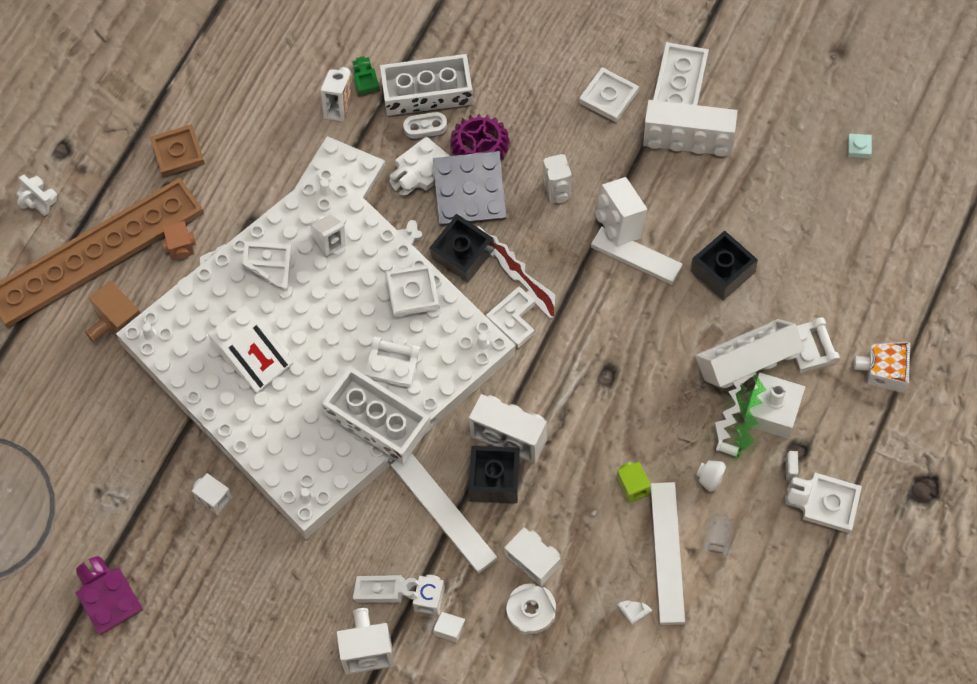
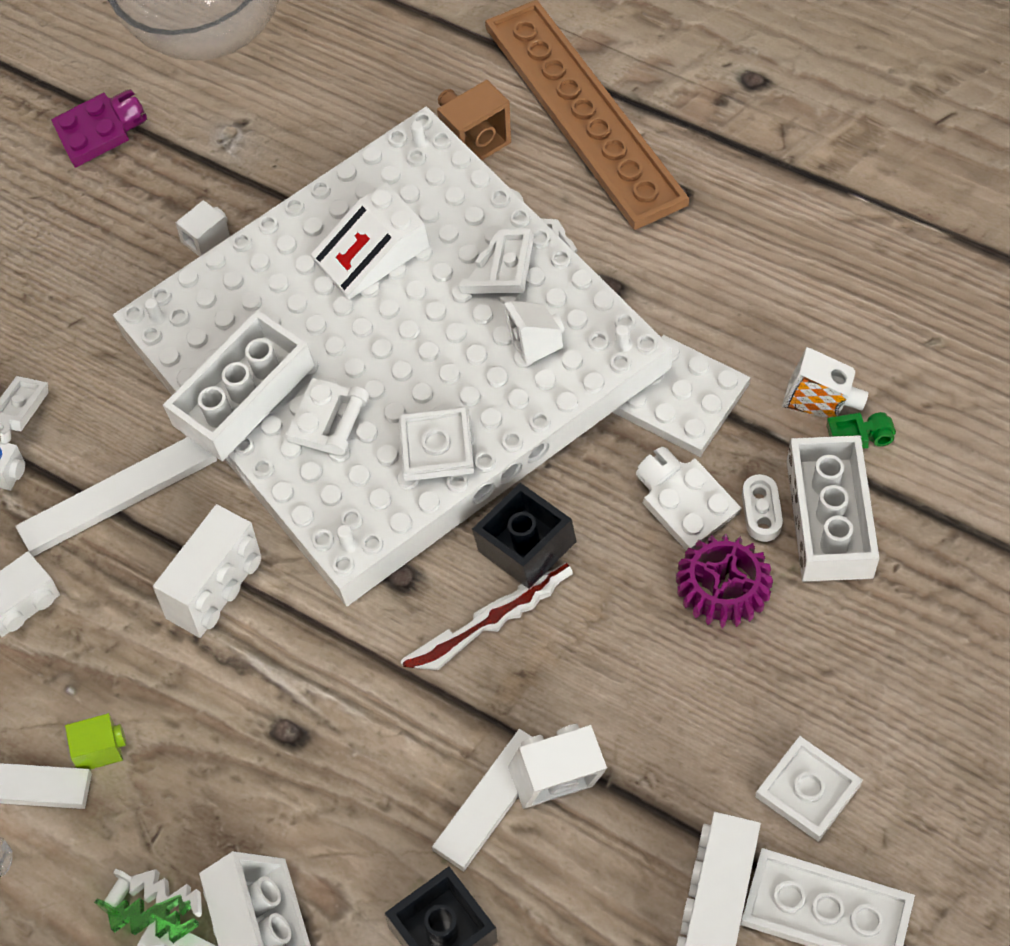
camera: 95 degrees right, 5 degrees down
(32, 196) = (673, 44): white hips -> none
(177, 150) = (738, 198): medium nougat plate -> none
(178, 241) = (587, 197): nougat brick -> none
(411, 232) = (571, 479): white piece -> none
(469, 187) = (634, 556): plate -> none
(494, 474) = (141, 547): black brick -> none
(508, 316) = (407, 595): white plate -> none
(557, 178) = (632, 678): white brick -> none
(711, 474) = (77, 857): white cone -> none

